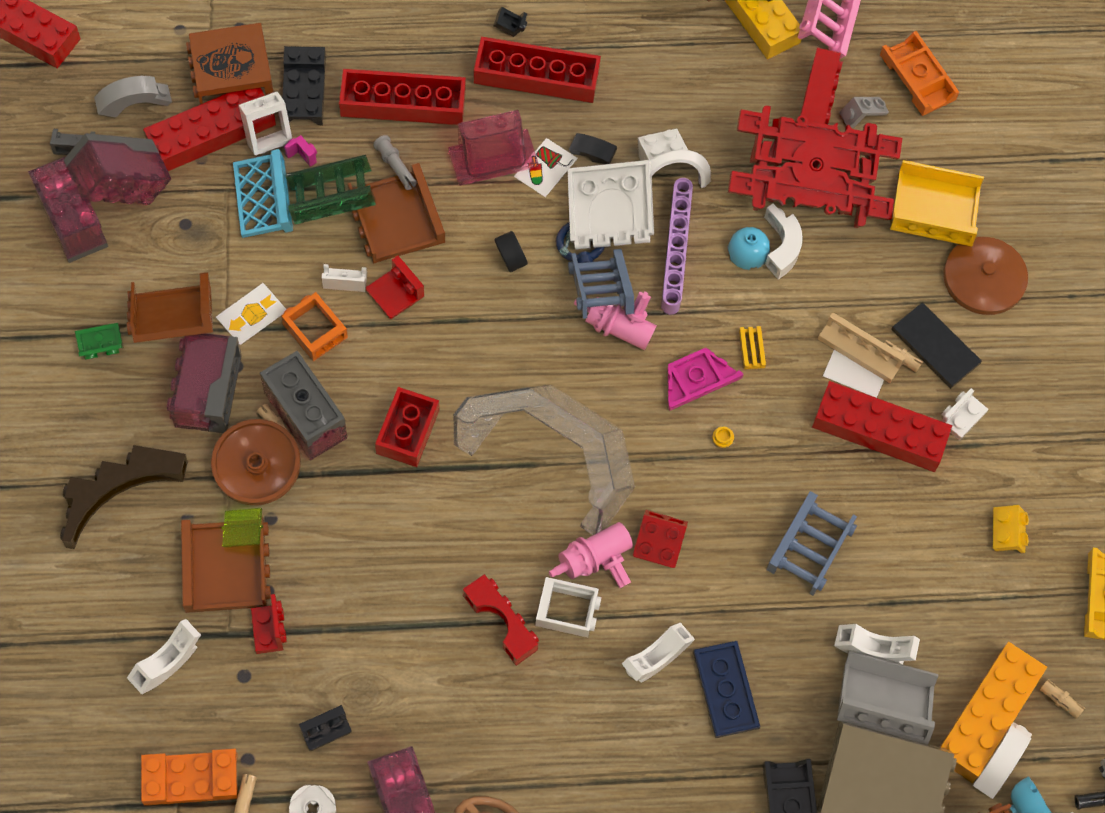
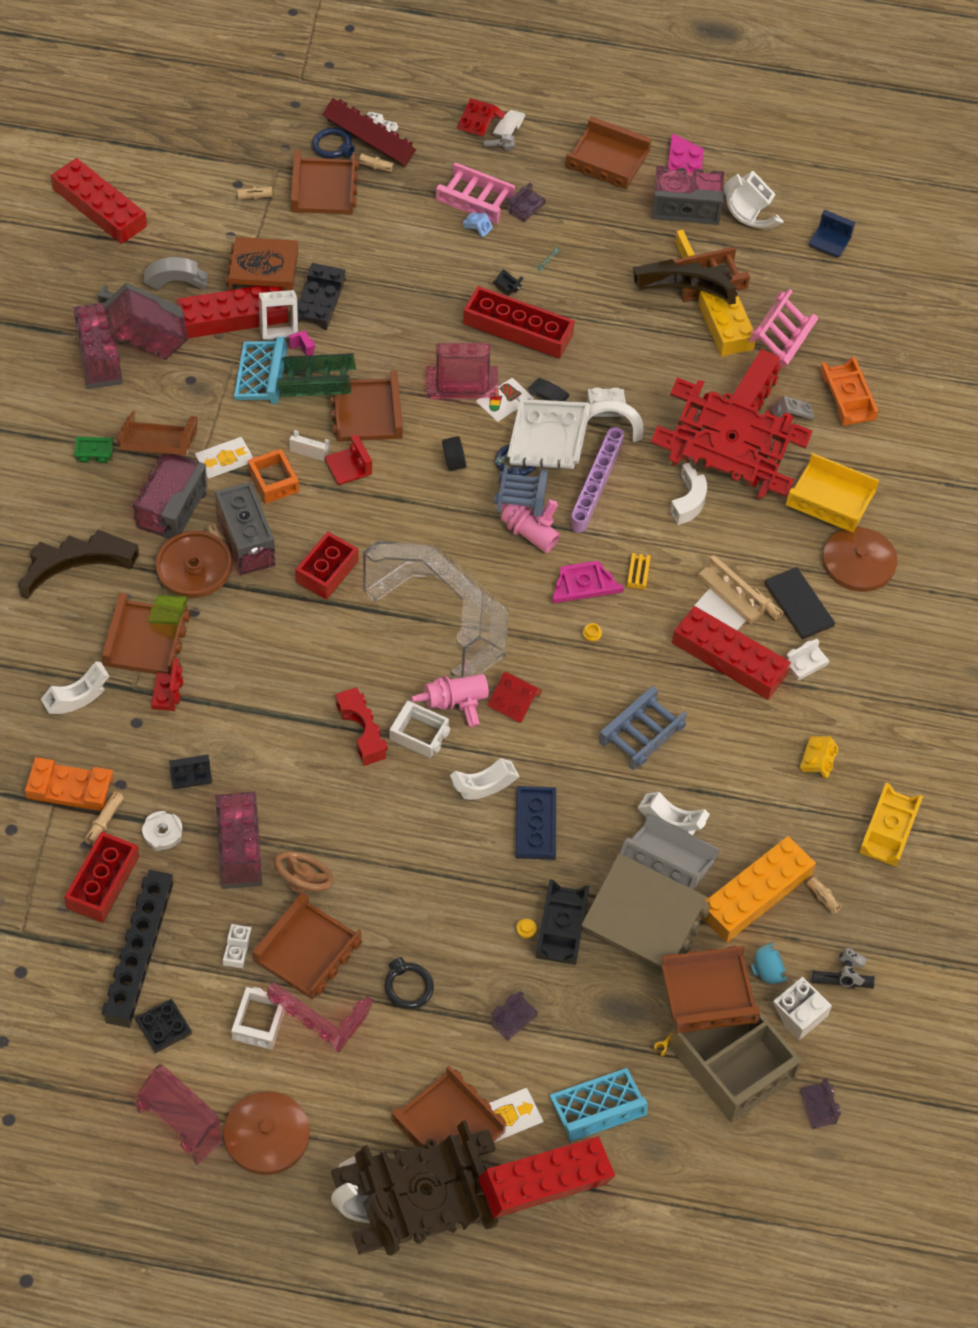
camera: 15 degrees right, 10 degrees down
(391, 156) = (376, 362): light grey pin -> none
(402, 96) = (398, 319): red brick -> none
(749, 248) = (658, 494): medium azure cylinder -> none
(1003, 760) = (755, 924): white arch -> none

